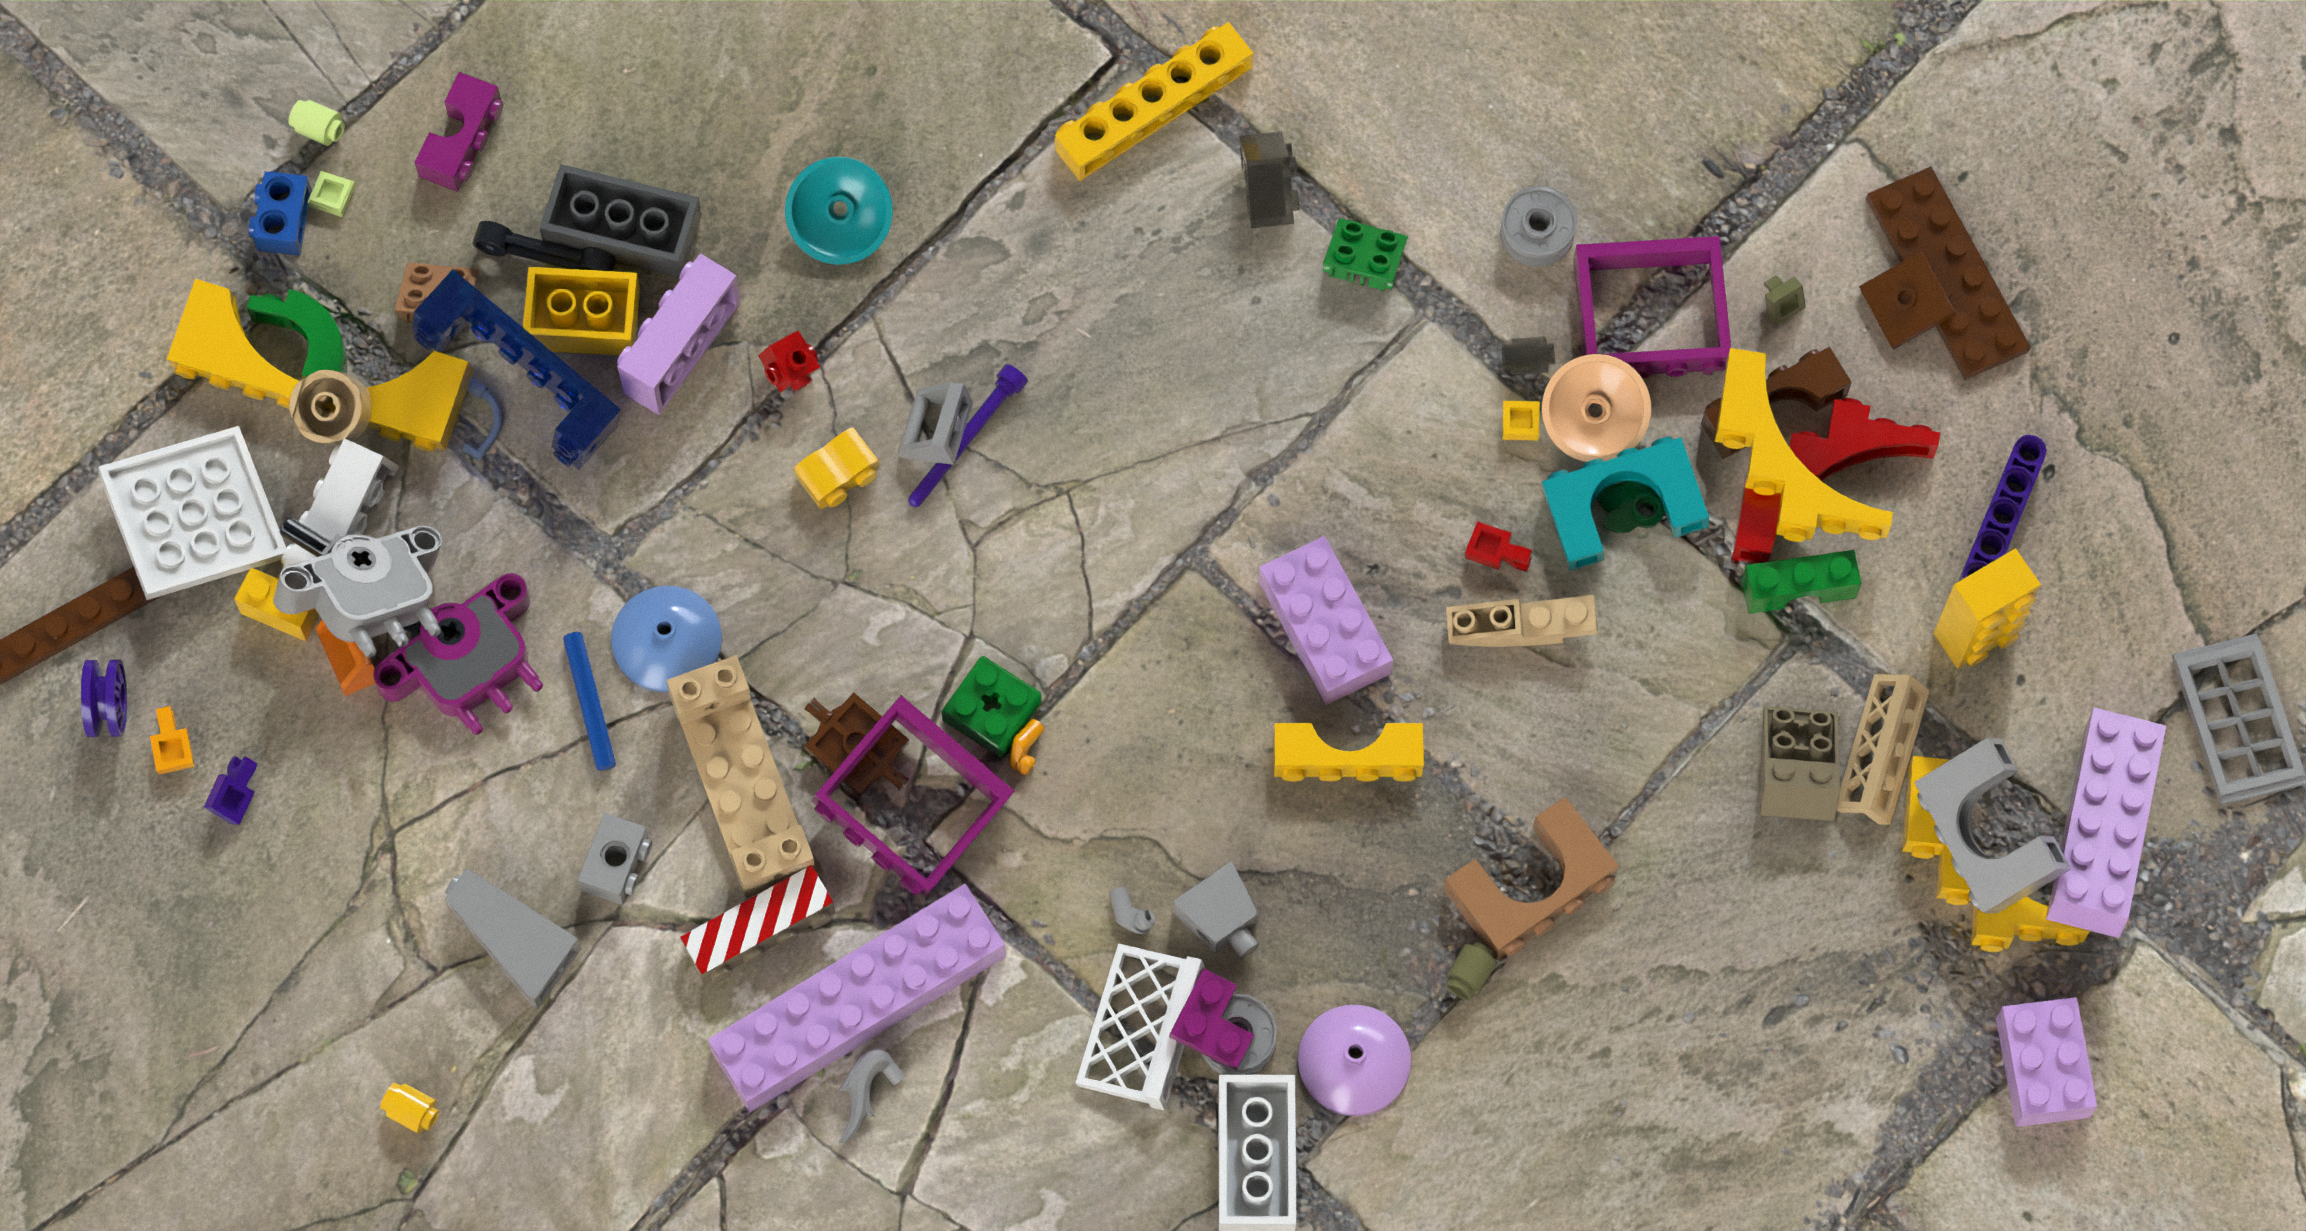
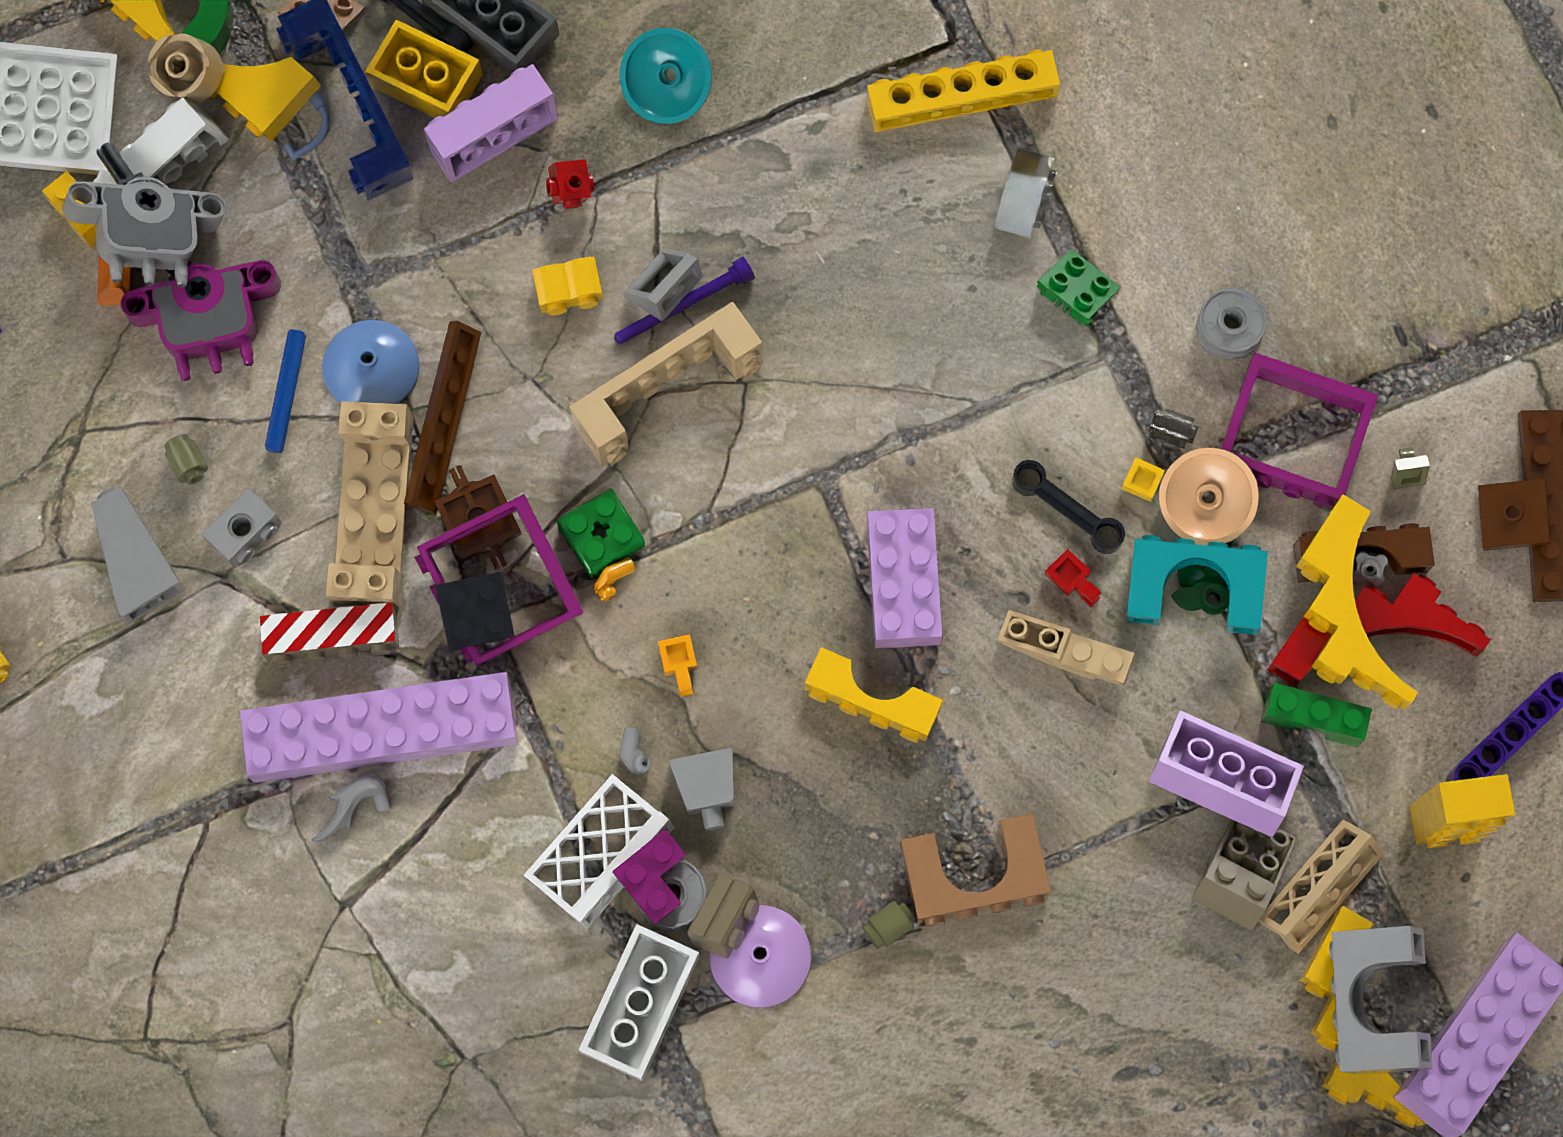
camera: 25 degrees right, 5 degrees up
(519, 814) = (185, 459): none -> olive brick
(770, 658) = (442, 417): none -> reddish brown plate
(904, 835) = (474, 611): none -> black plate
(1029, 449) = (723, 331): none -> tan plate
(1132, 799) = (678, 659): none -> light orange plate
(1302, 1032) = (724, 916): none -> dark tan brick
(1457, 479) = (1068, 506): none -> black piece
(1739, 675) = (1226, 774): none -> lavender brick
(1781, 406) = (1364, 560): none -> light grey plate

